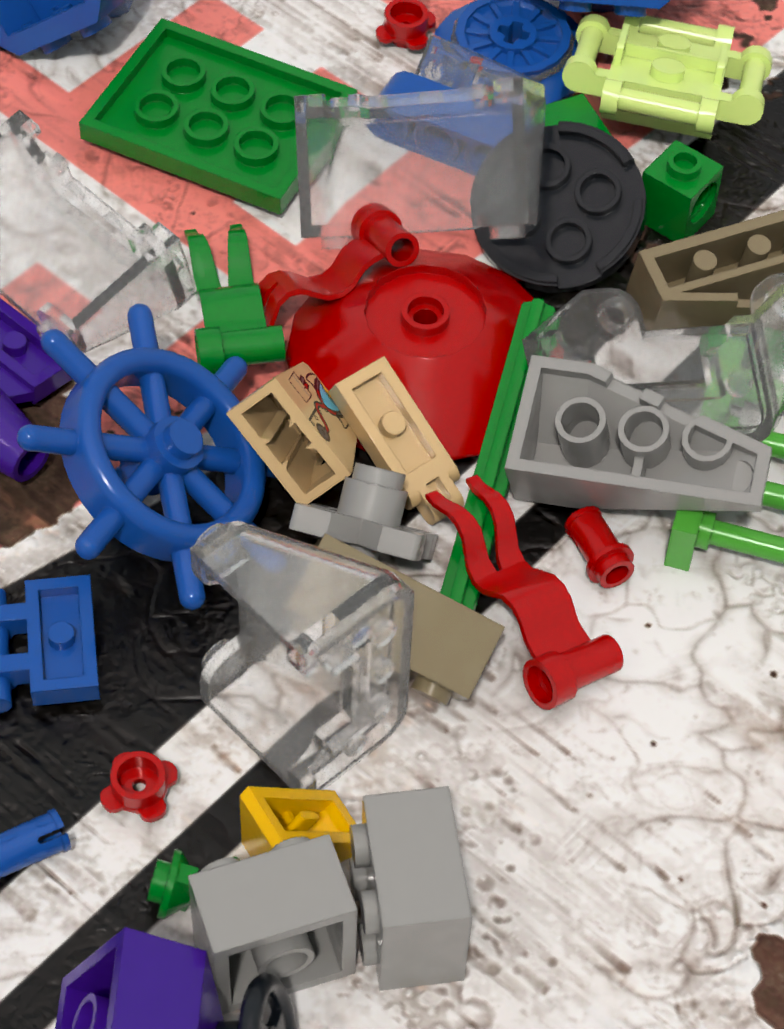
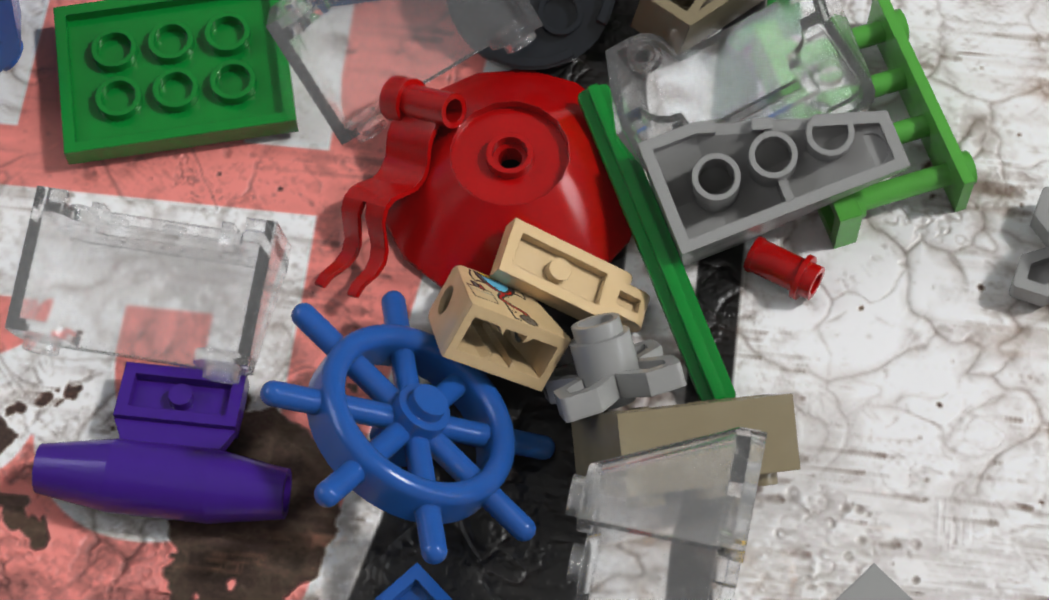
camera: 30 degrees left, 10 degrees up
(231, 313) = (337, 244): green flag -> none
(541, 603) = (777, 345): red flag -> none

